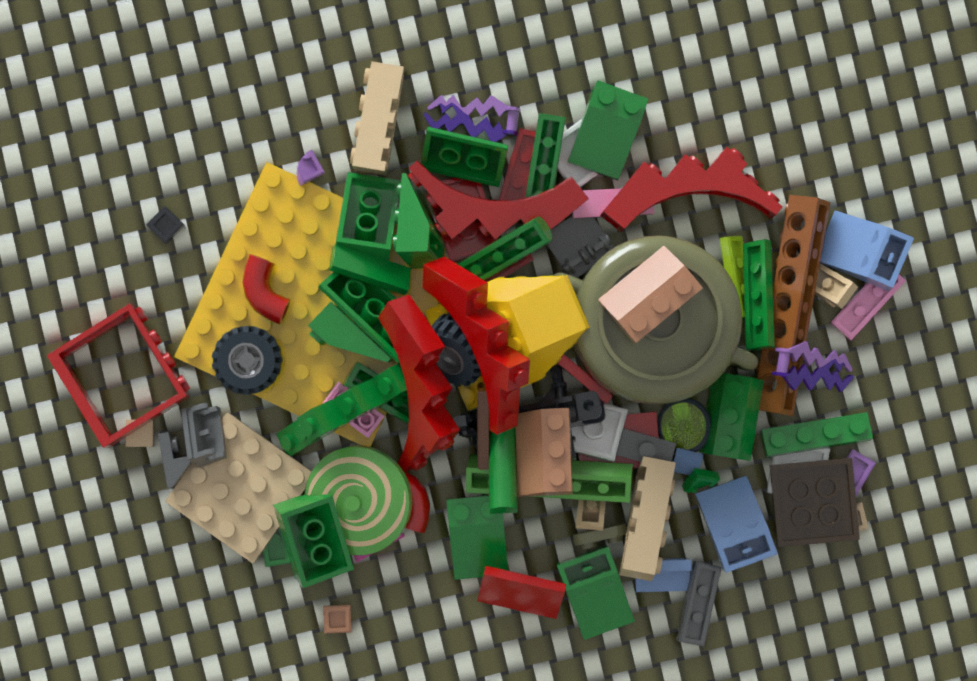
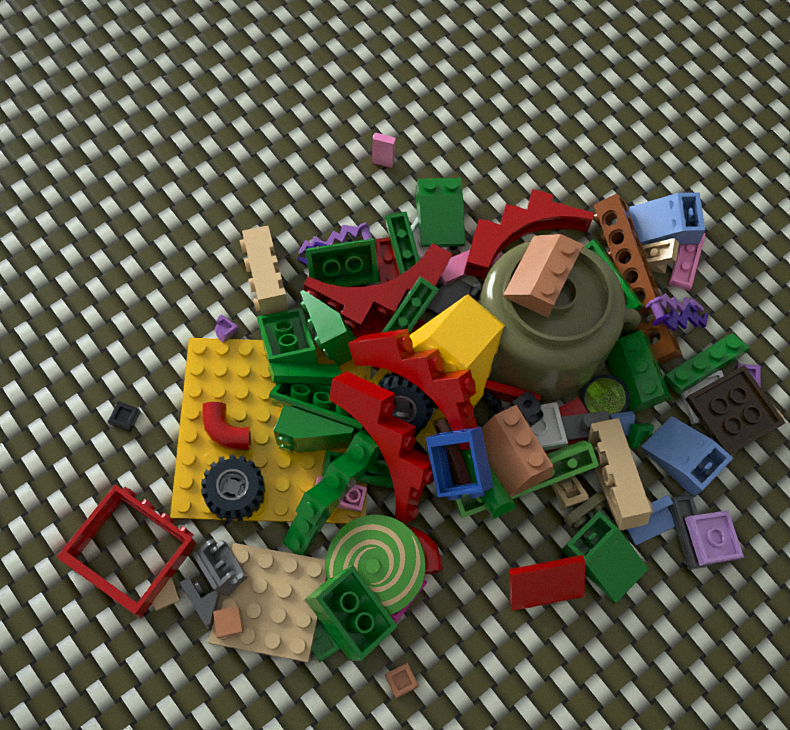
camera: 30 degrees left, 20 degrees down
(191, 493) = (228, 622): none -> nougat tile
(475, 536) = (485, 553): green slope -> none
(499, 428) = (441, 469): none -> blue window
(577, 22) = (383, 150): none -> bright pink tile
(718, 621) = (714, 538): none -> lavender tile

